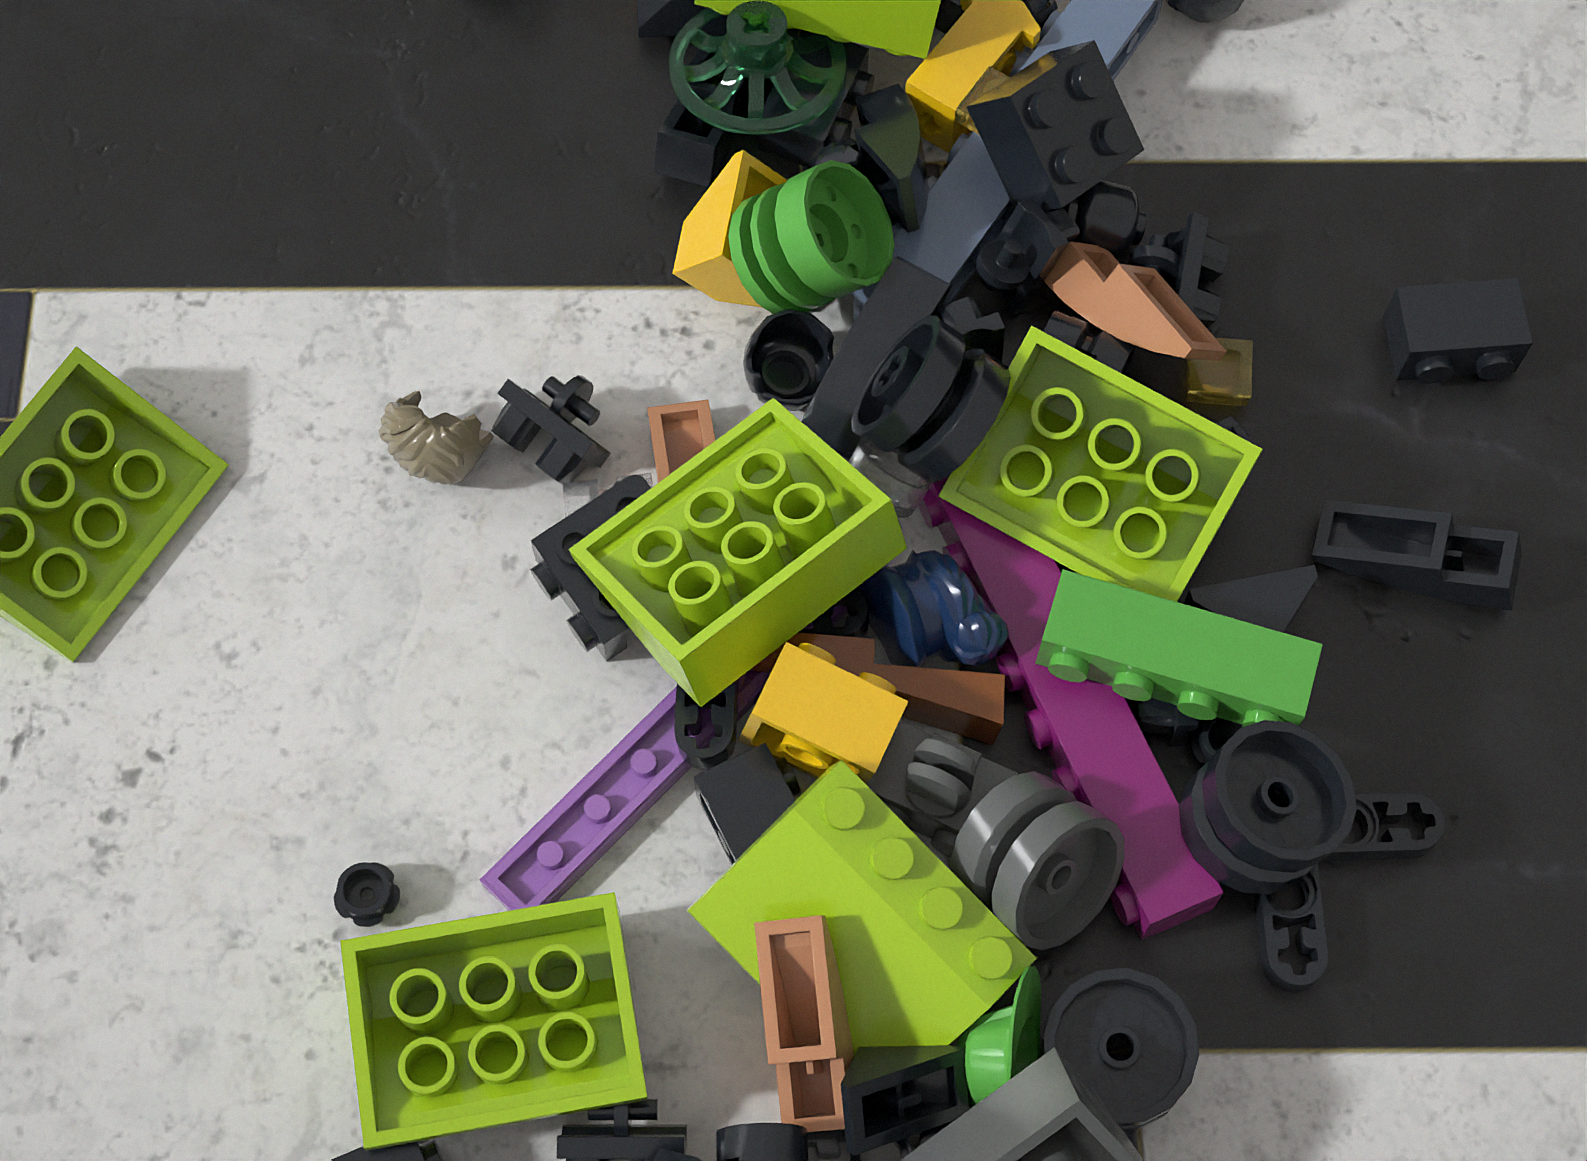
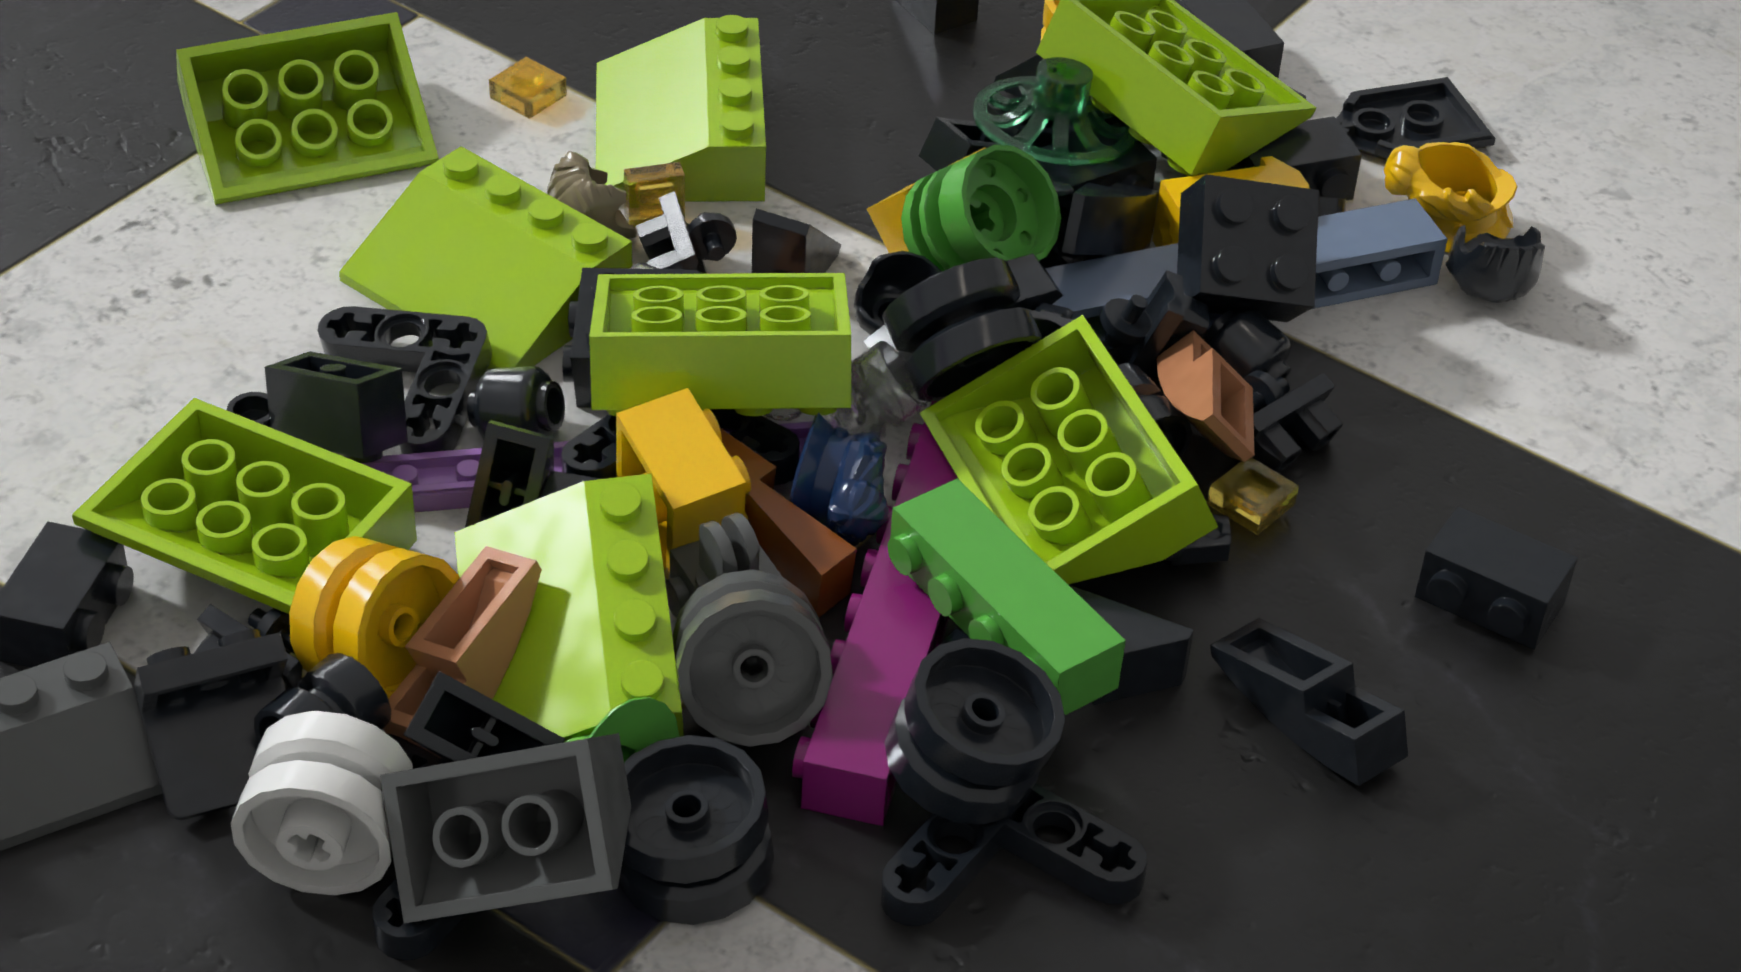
camera: 35 degrees right, 25 degrees down
(227, 319) = (527, 87): none -> clear yellow plate
(402, 569) = (486, 250): none -> lime slope
(407, 262) = (691, 103): none -> lime slope
(448, 840) = (338, 404): none -> black brick
(469, 712) = (447, 352): none -> black beam
(471, 379) = (646, 185): none -> clear yellow plate
(580, 715) = (517, 398): none -> black head
(647, 364) = (789, 246): none -> black slope
(674, 824) = (510, 470): none -> black slope
(709, 1052) = (366, 605): none -> yellow wheel

